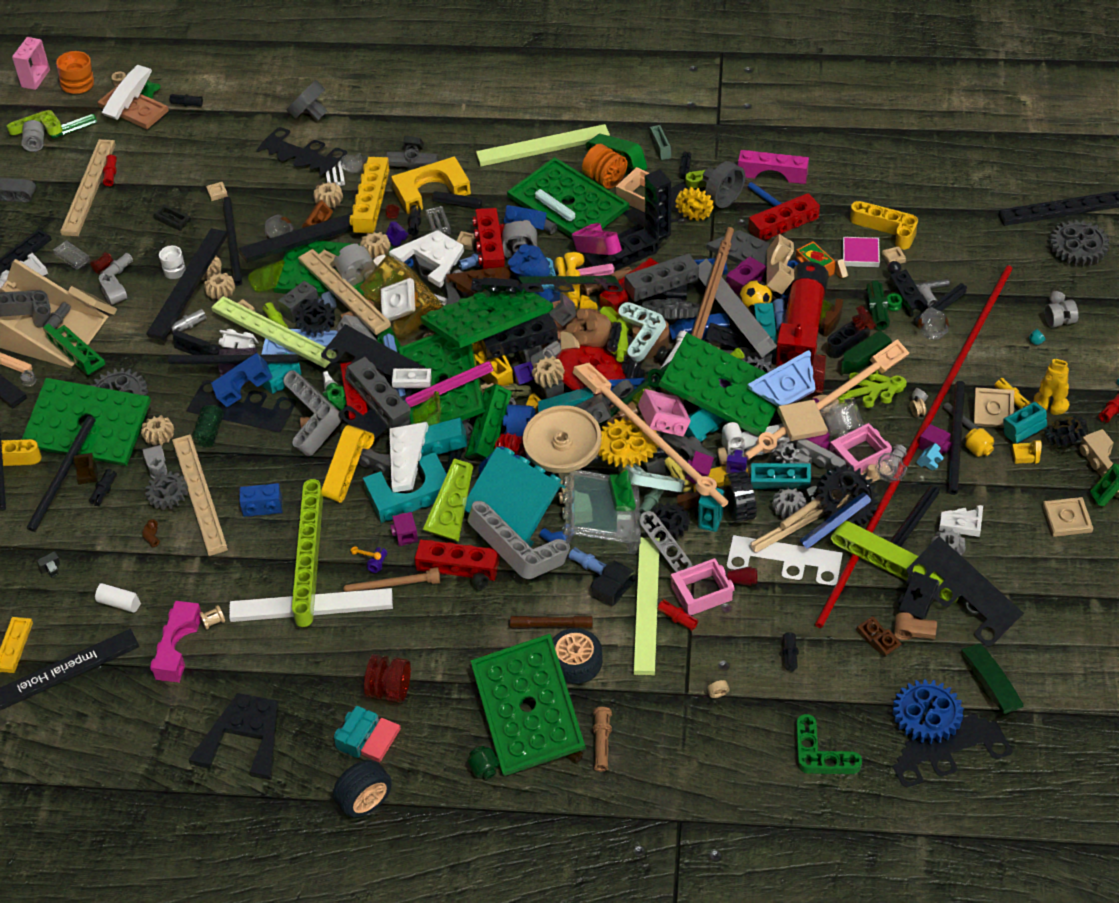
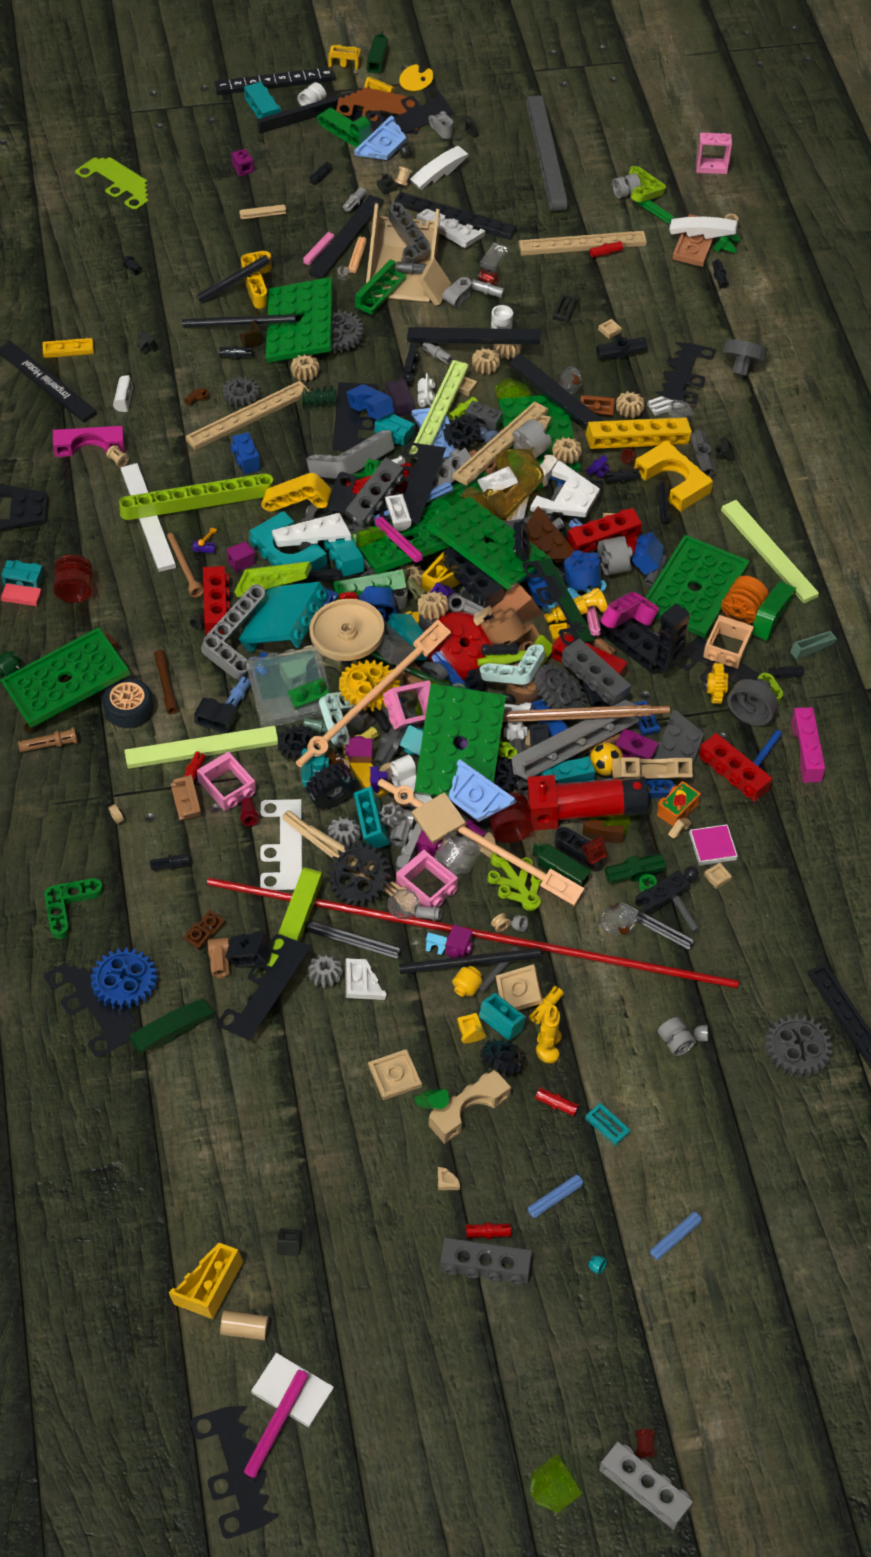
camera: 70 degrees right, 5 degrees up
(75, 72) = (717, 186): orange wheel -> none
(155, 461) = (272, 375): light grey piece -> none
(231, 359) = (391, 389): black piece -> none
(232, 241) = (555, 353): black piece -> none
(251, 185) = (621, 348): none -> black piece
(434, 210) = (632, 496): clear tile -> none
(555, 205) = (675, 573): light aqua axle -> none
(564, 311) = (511, 597): dark grey panel -> none
(668, 542) = (285, 724): light grey beam -> none
(717, 621) = (185, 798): none -> medium nougat hinge
(835, 520) = (321, 866): tile -> none
(886, 220) = (760, 872): yellow beam -> none
(926, 291) = (666, 911): light grey pin -> none
(1036, 337) = (638, 1020): teal hinge -> none

